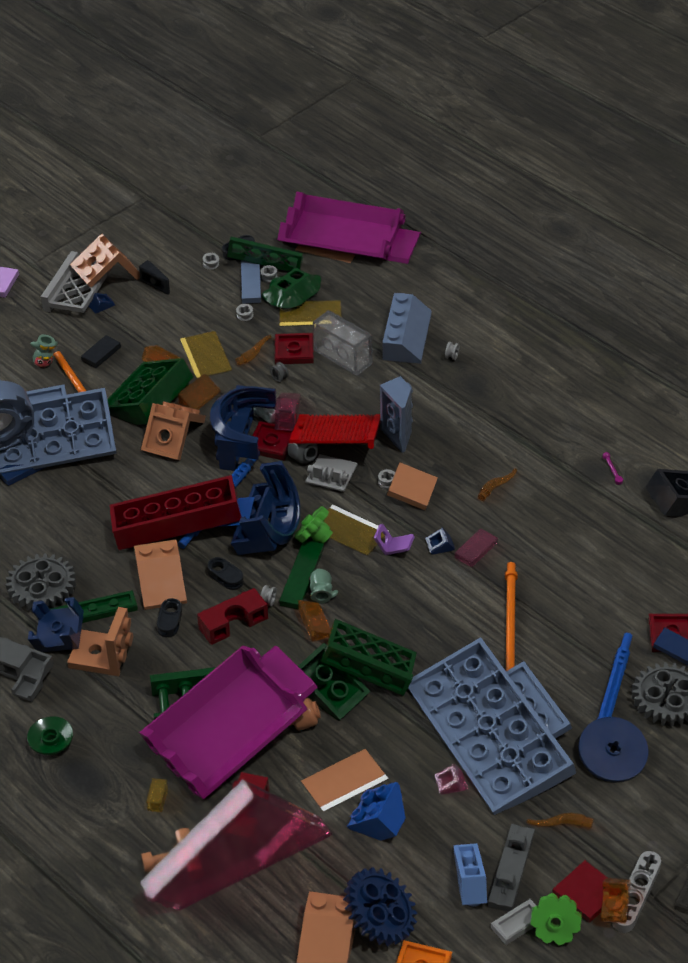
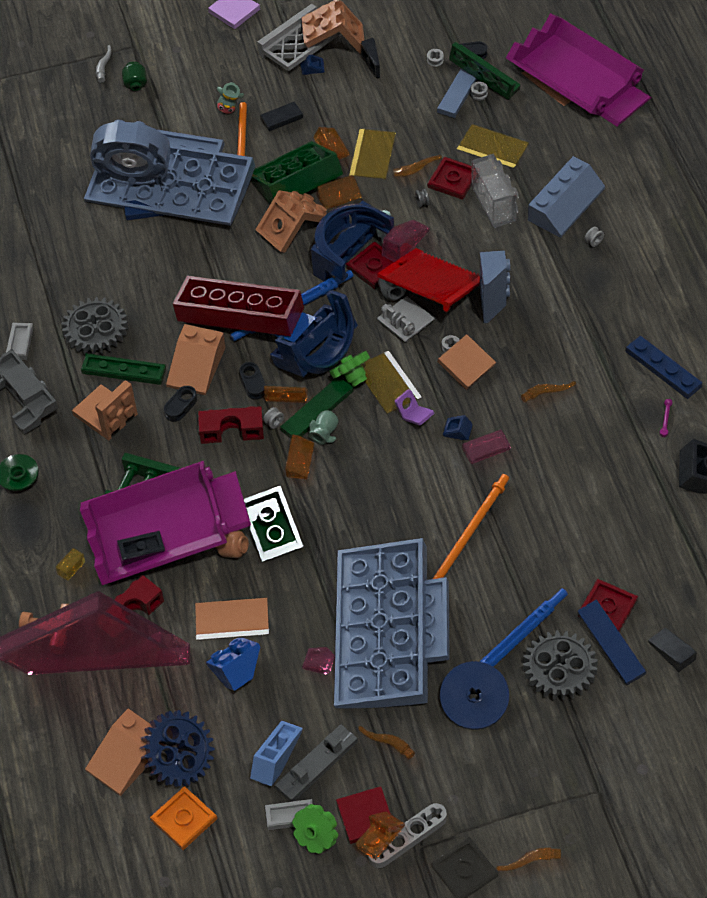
camera: 30 degrees right, 10 degrees up
(57, 627) = (81, 374): dark blue panel -> none
(220, 751) = (139, 547): none -> black slope
(244, 312) = (434, 119): light grey bush -> none
(265, 572) = (286, 394): none -> clear orange slope
(296, 293) = (491, 120): dark green piece -> none
(366, 665) = (307, 524): dark green fence -> none
(582, 430) = (664, 367): none -> dark blue plate

